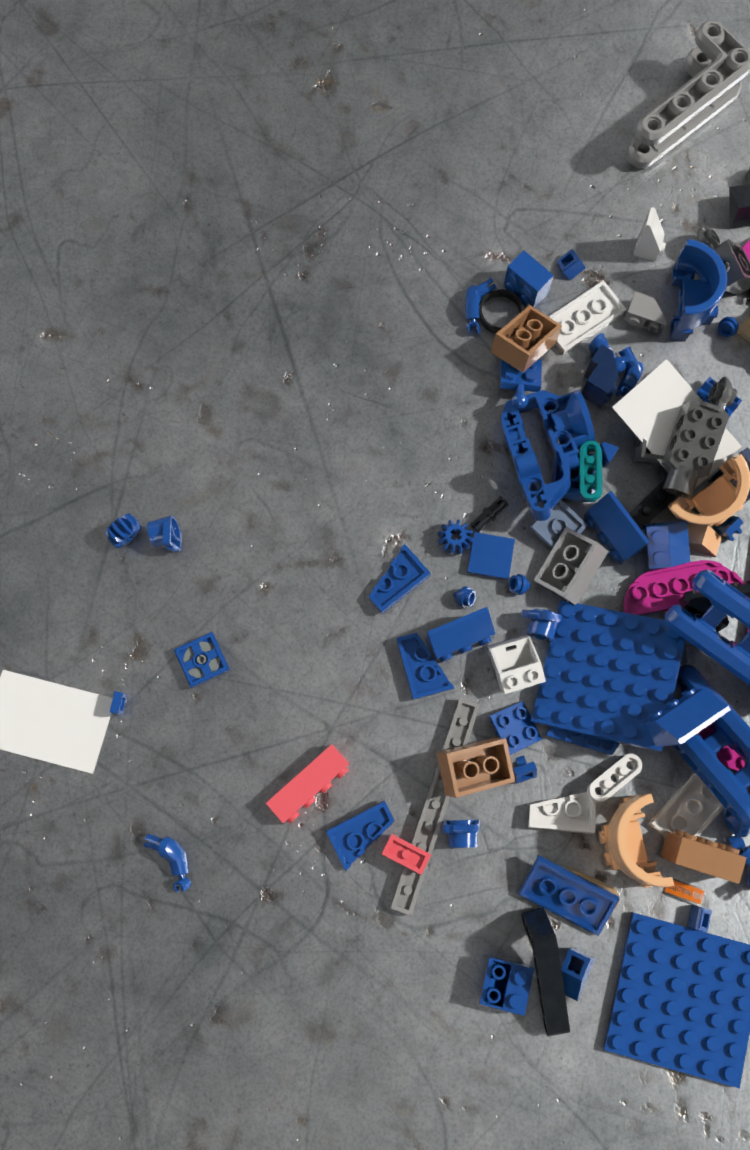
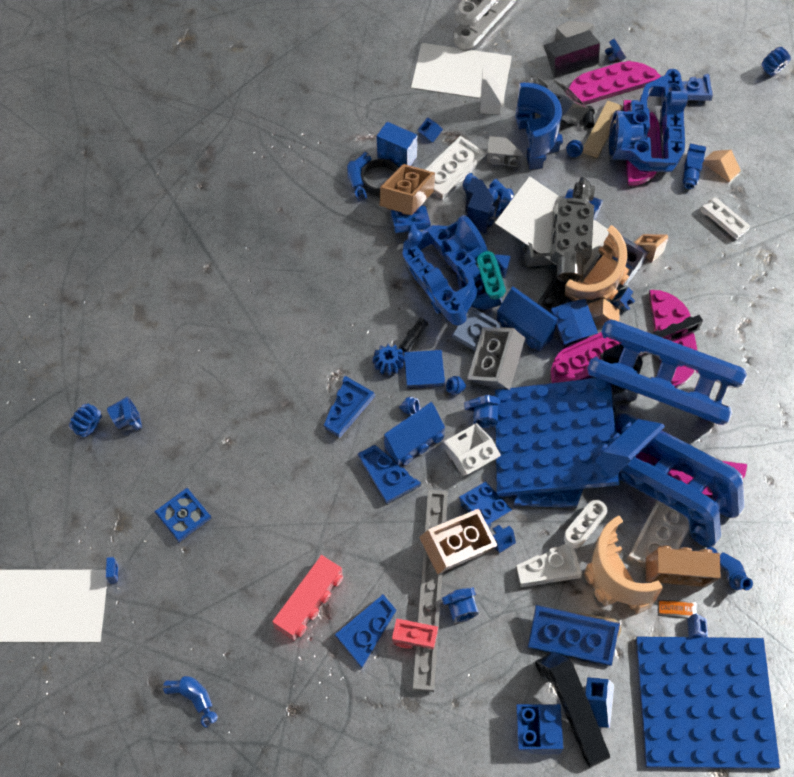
camera: 15 degrees left, 15 degrees down
(624, 193) = (458, 70): none -> white piece

